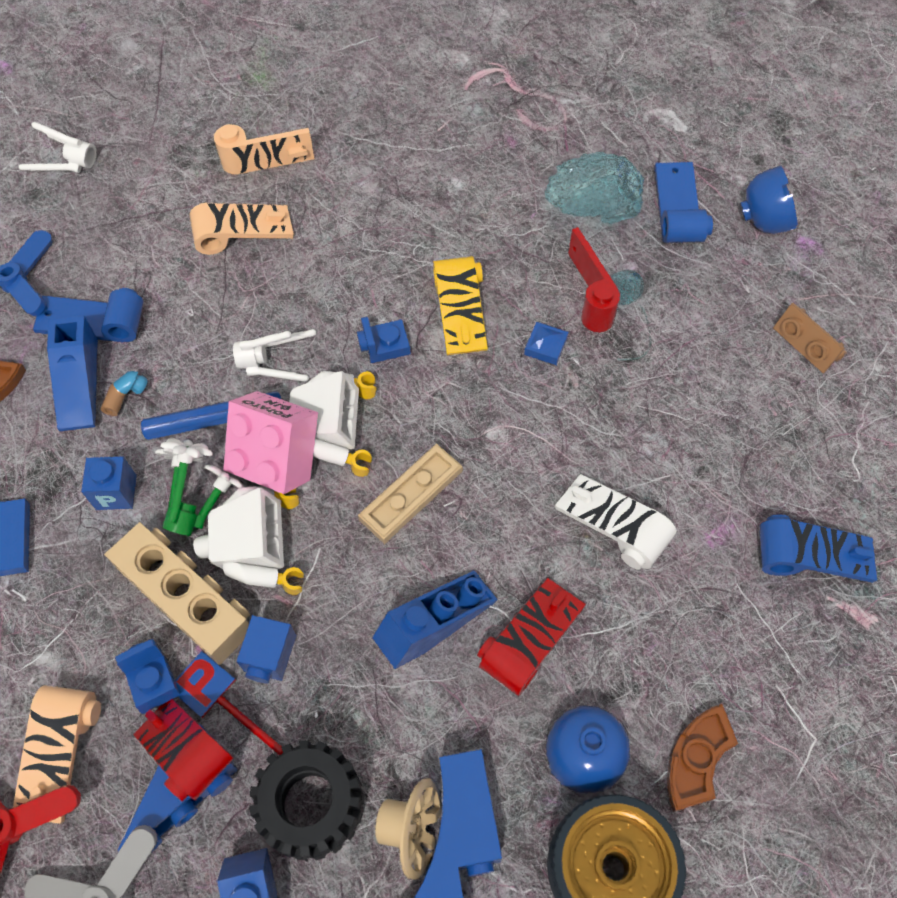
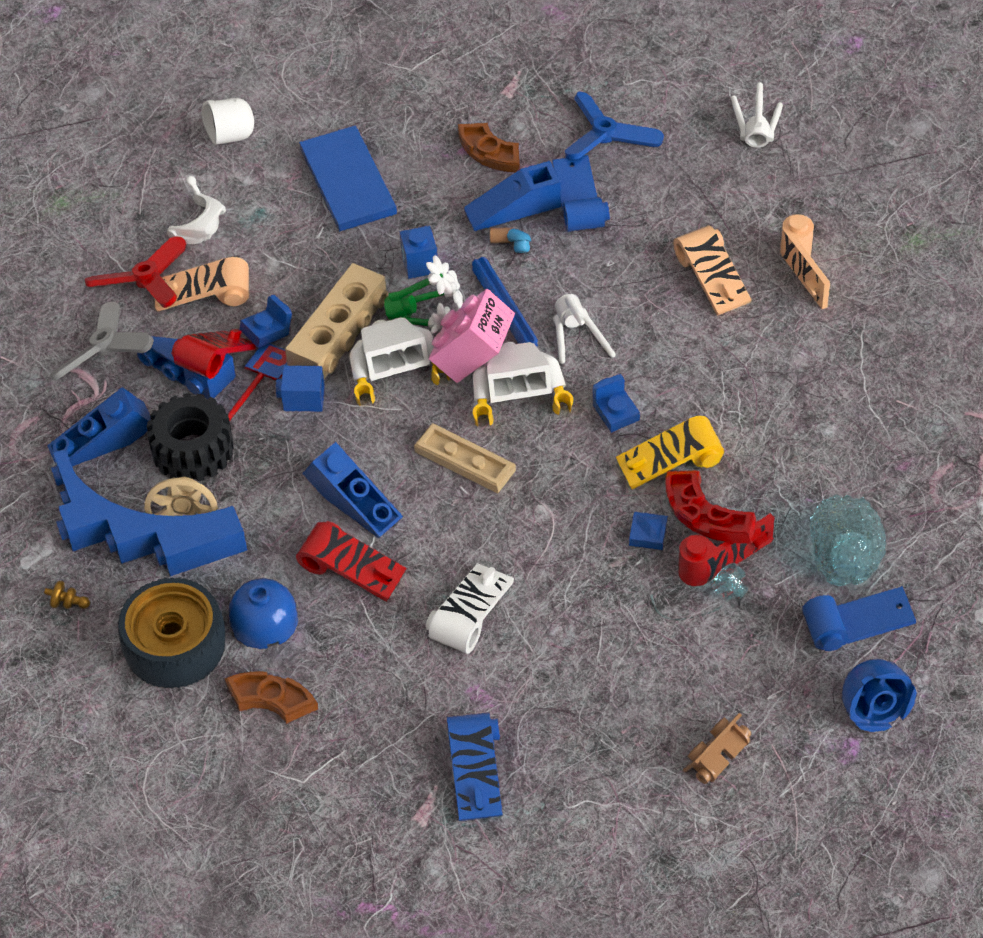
camera: 80 degrees right, 10 degrees down
(552, 290) = (700, 516): none -> red tile

